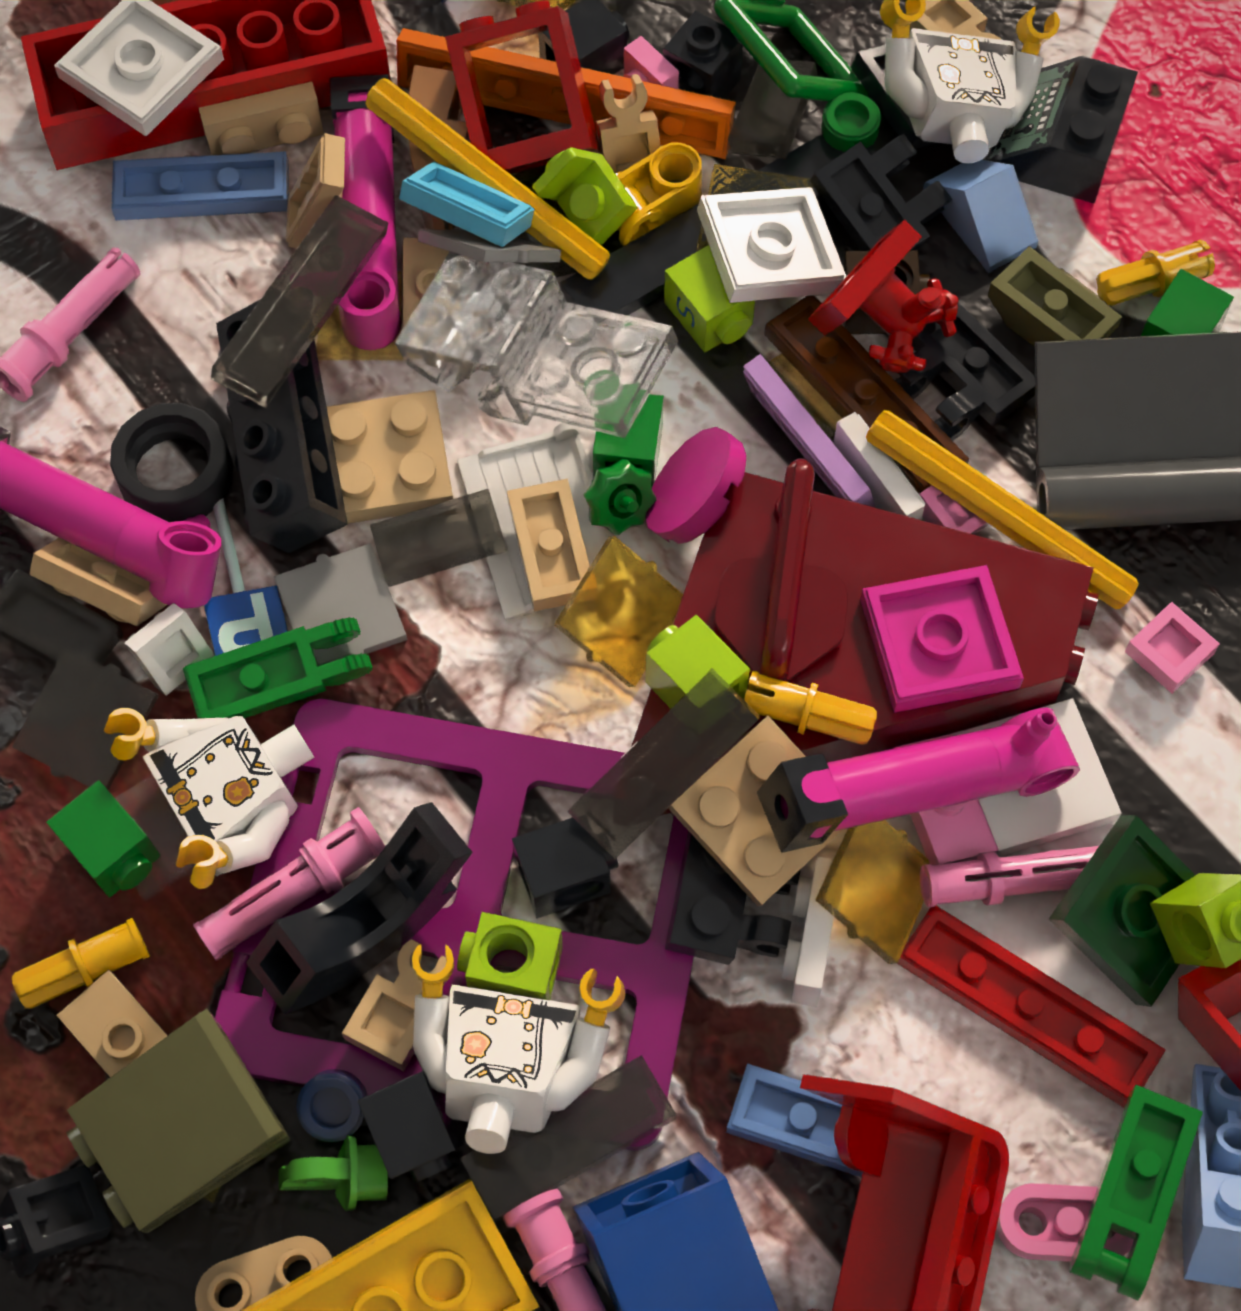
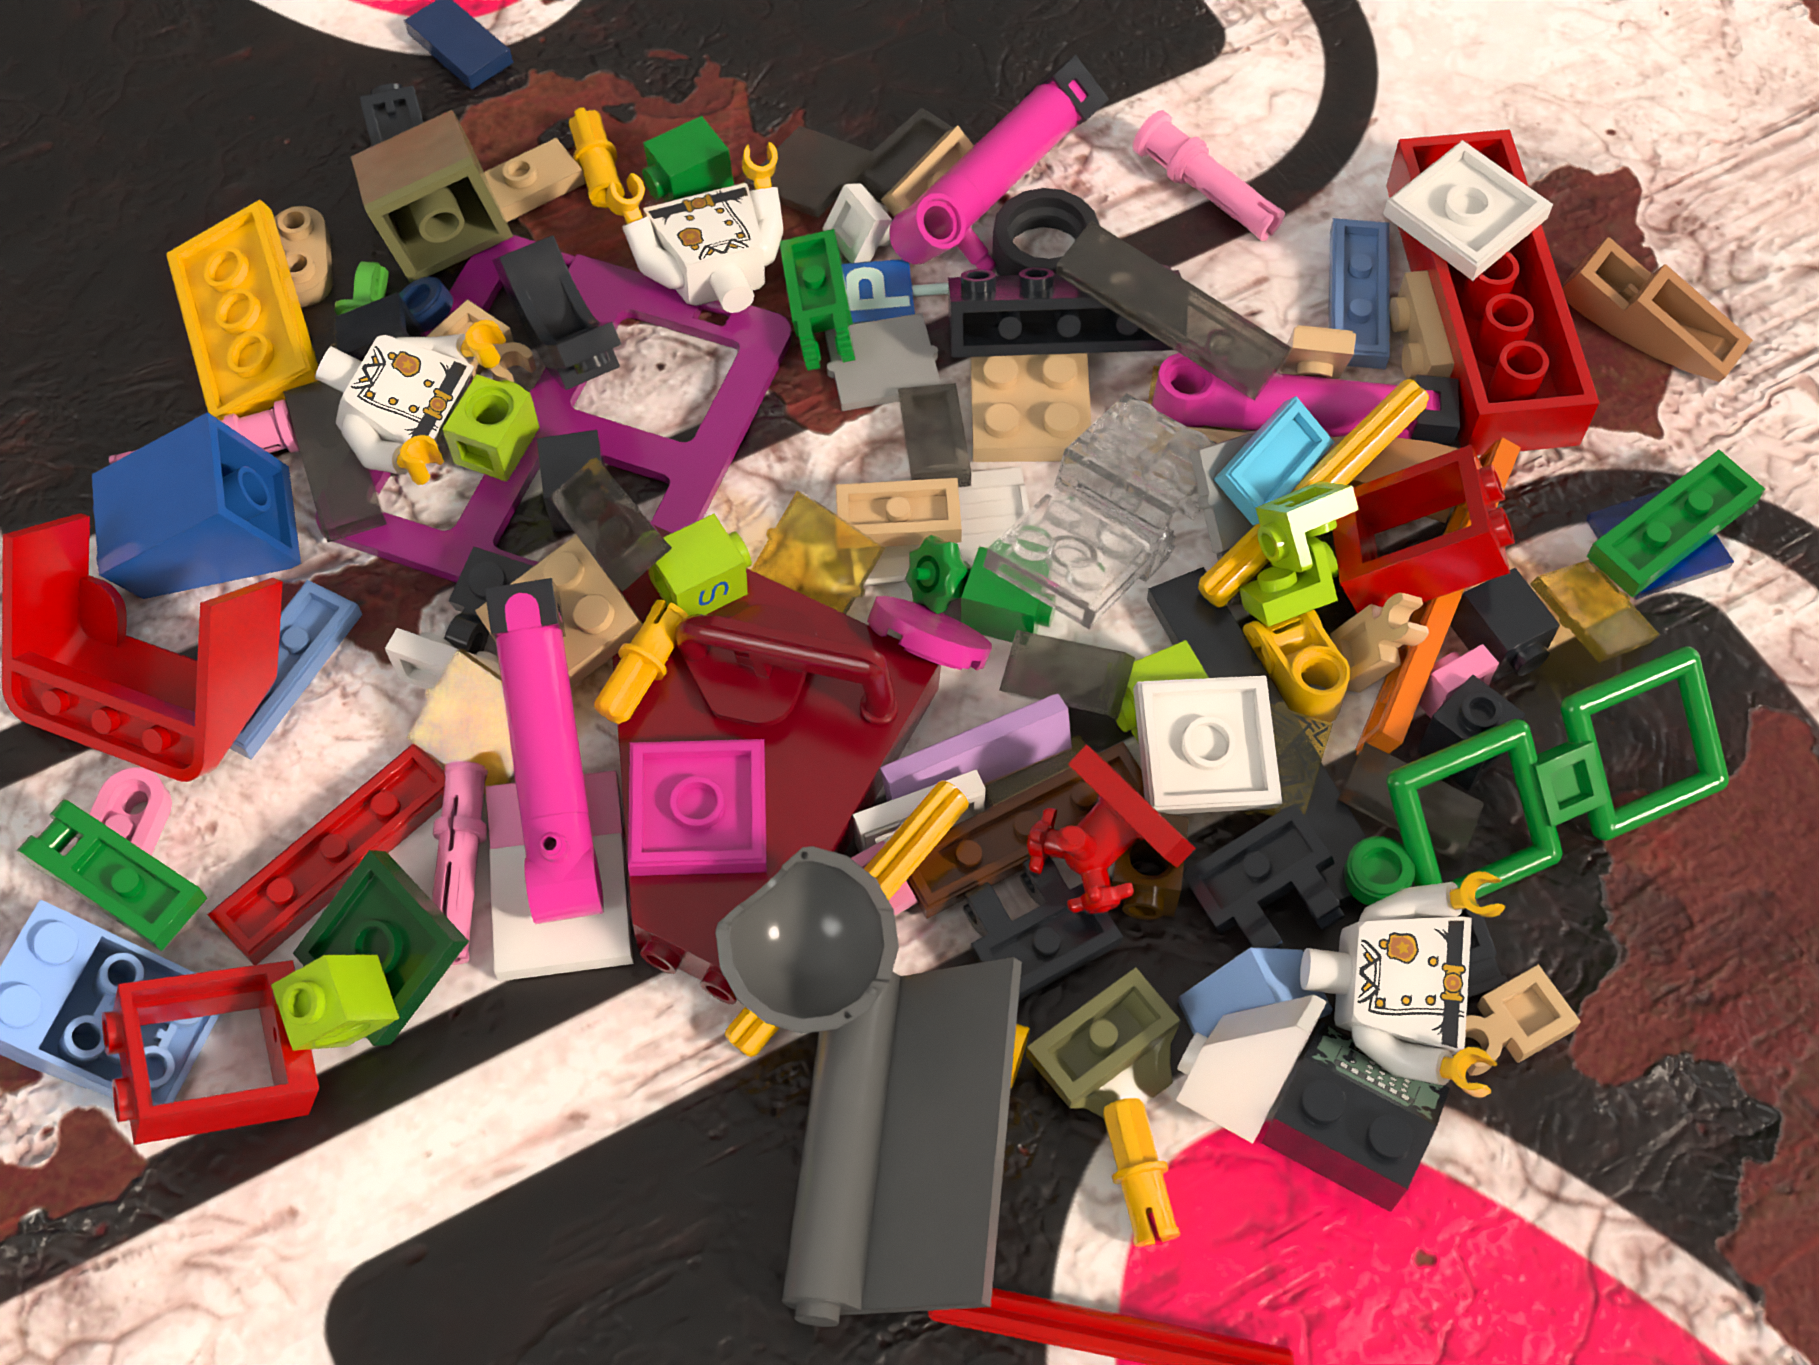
camera: 100 degrees right, 5 degrees down
(319, 867) = (619, 299): bright pink pin -> none
(539, 169) = (1301, 515): none -> lime bracket
(711, 368) = (1082, 674): none -> clear smoke tile
(1056, 185) = (1246, 1063): none -> white slope
(1068, 497) = (810, 944): none -> dark grey cylinder
(1172, 647) = (662, 1069): bright pink plate -> none
(1188, 308) = (1058, 1180): green brick -> none

